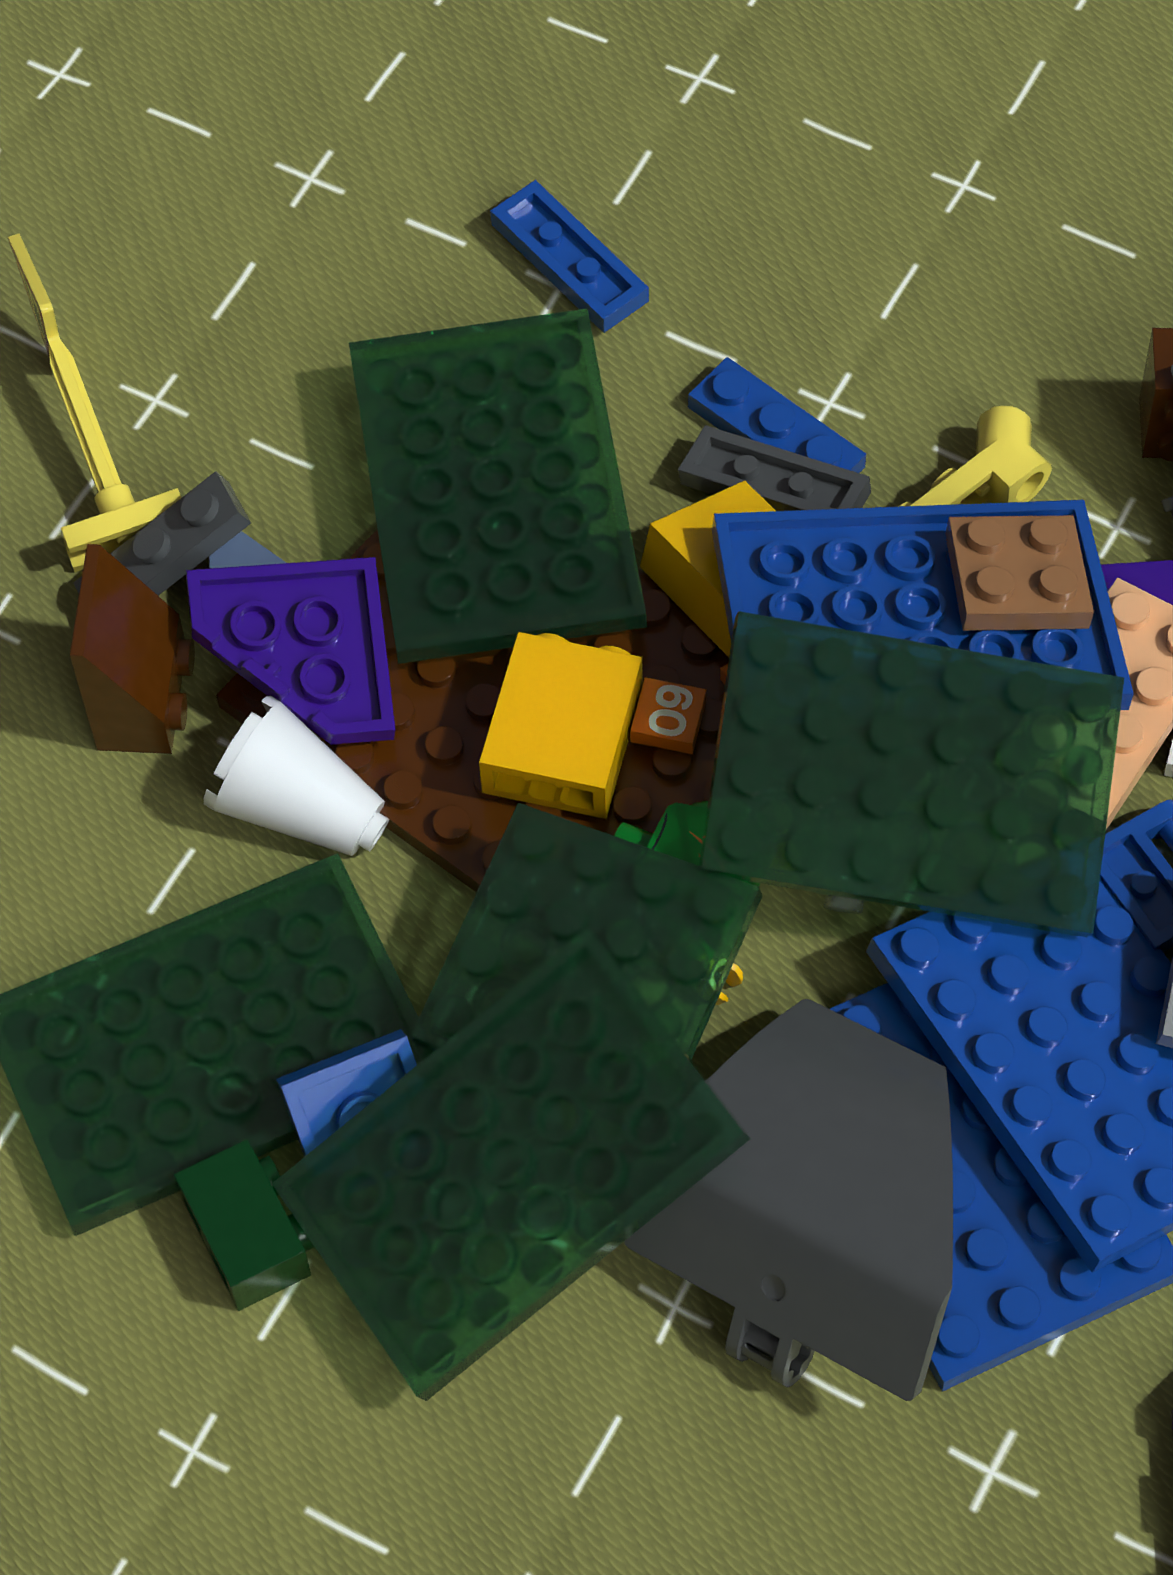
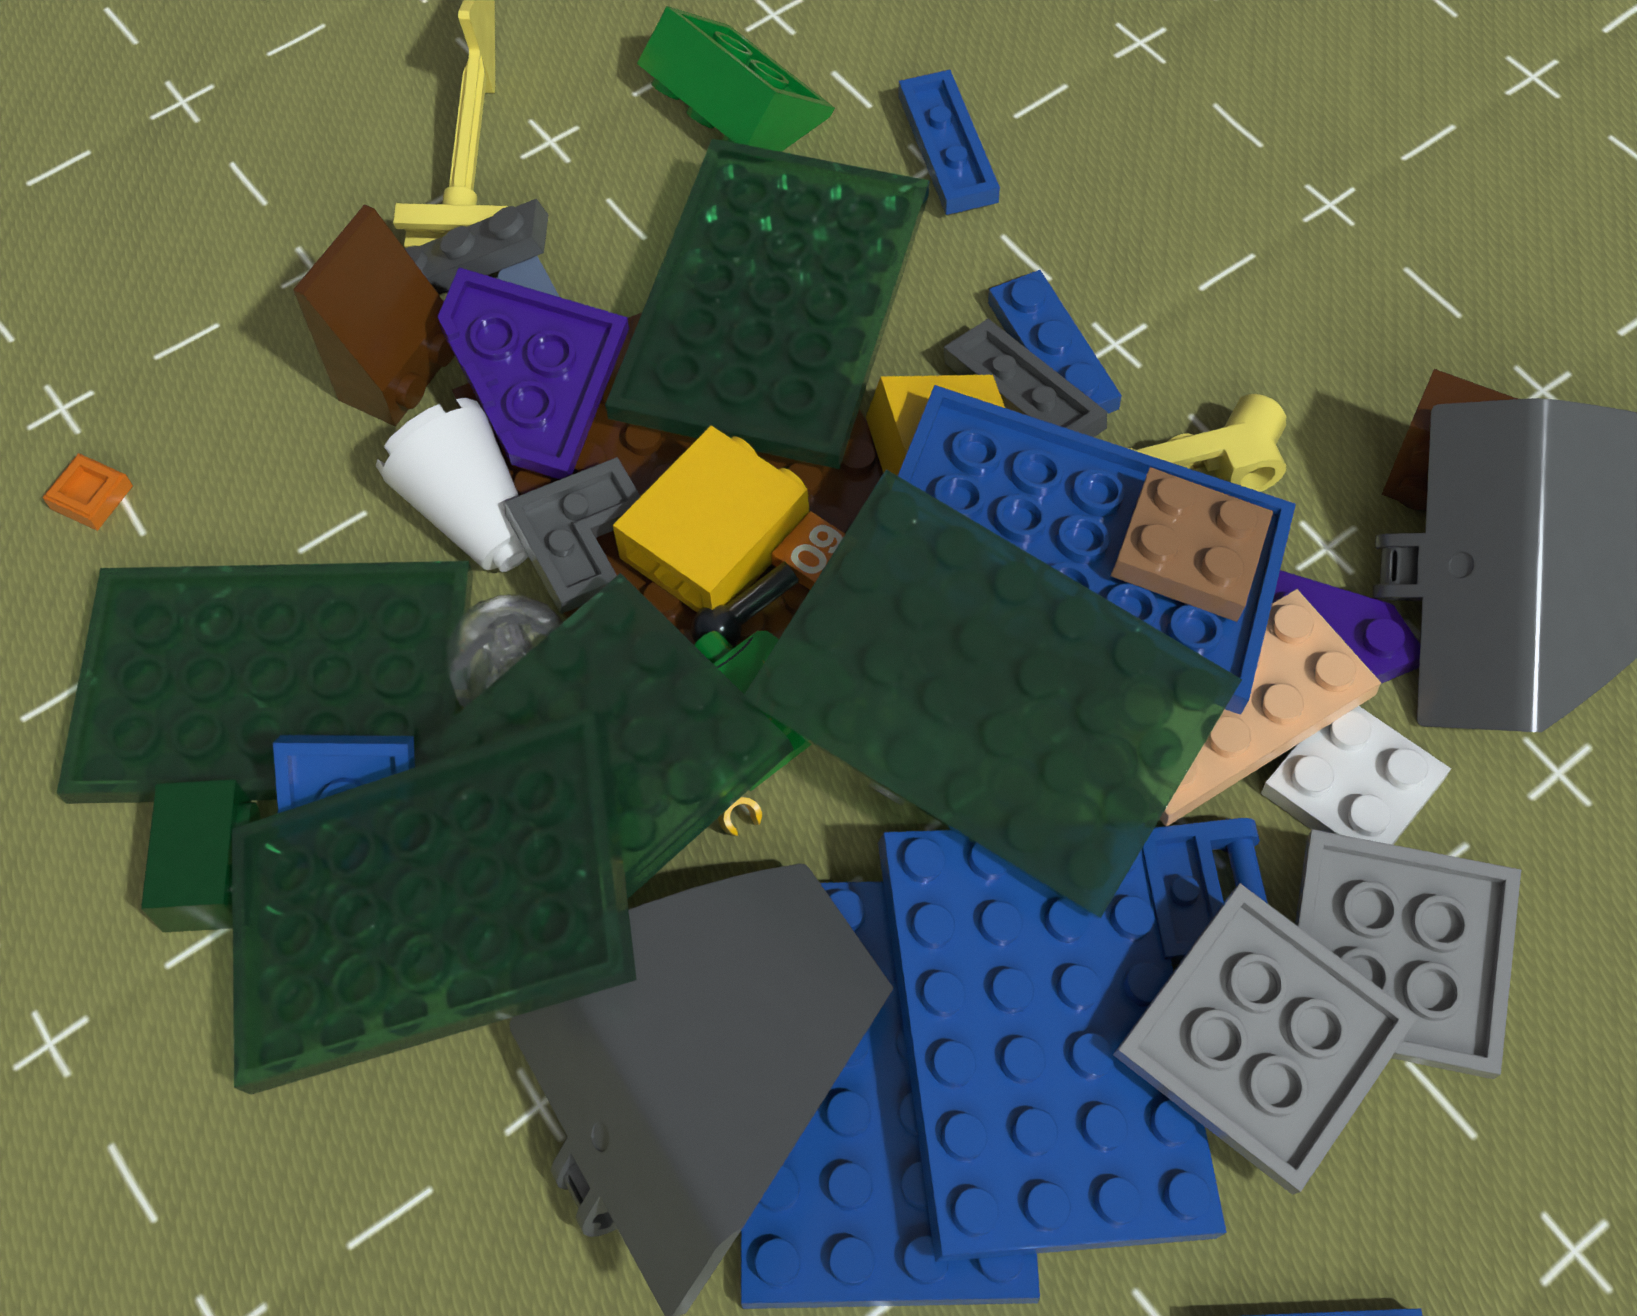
camera: 25 degrees right, 0 degrees up
(319, 274) = (730, 82): none -> green slope
(421, 787) = (562, 525): none -> dark grey plate
(421, 919) = (493, 639): none -> clear cylinder
(629, 791) = (730, 617): none -> black bar

